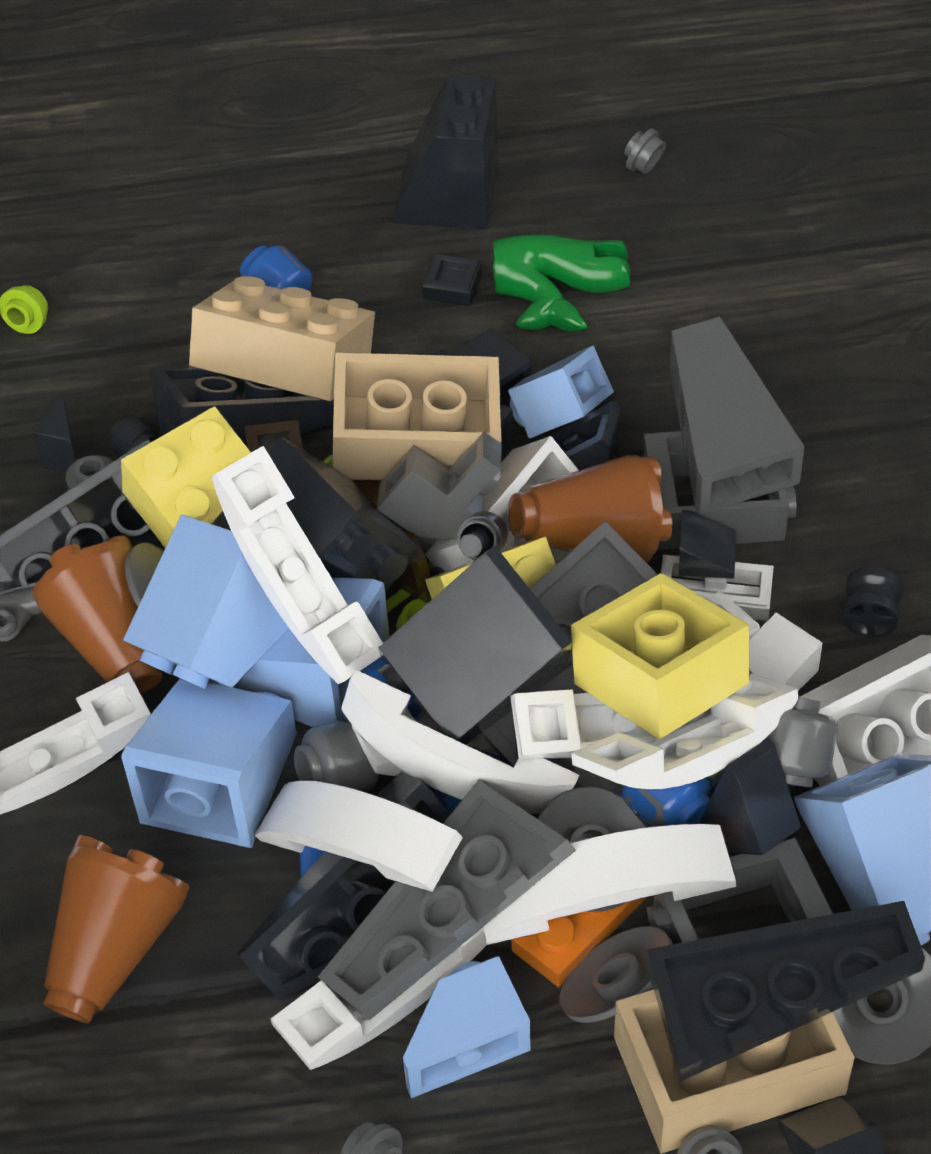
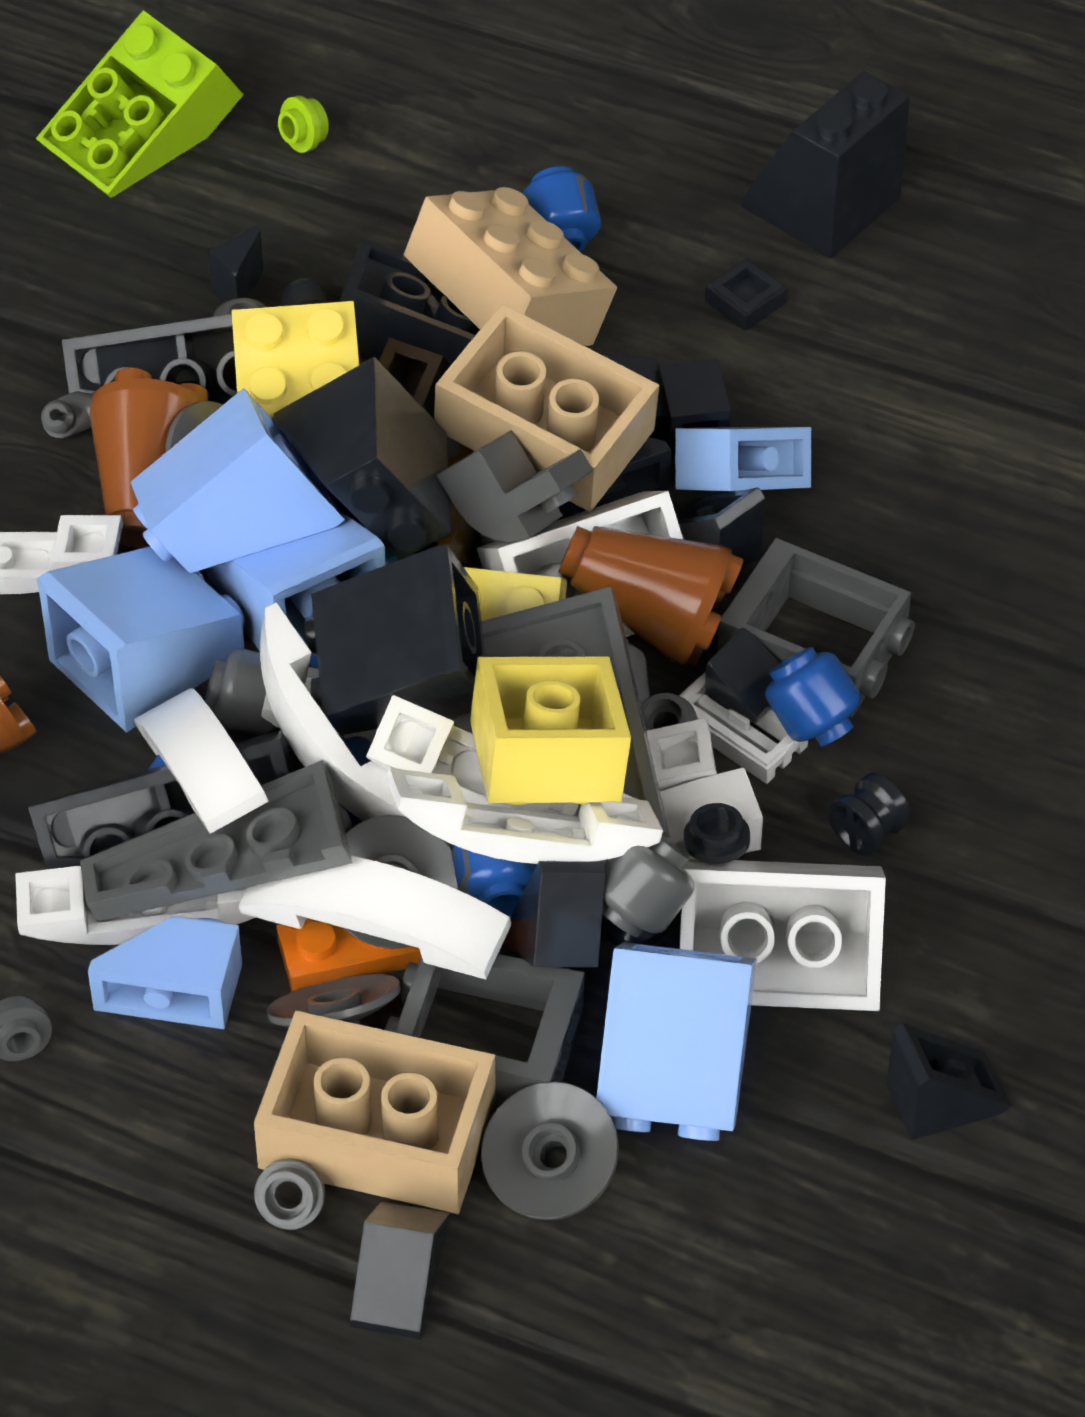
camera: 30 degrees right, 0 degrees up
(290, 570) = (288, 478): white slope -> none
(481, 533) = (510, 548): black cylinder -> none
(586, 265) = (878, 335): green piece -> none
(644, 151) = (1056, 252): dark grey plate -> none
(728, 420) = (850, 562): dark grey slope -> none
(766, 981) = (429, 1061): black wing -> none
(769, 535) = (813, 696): none -> blue head
(808, 670) = (716, 834): none -> black plate

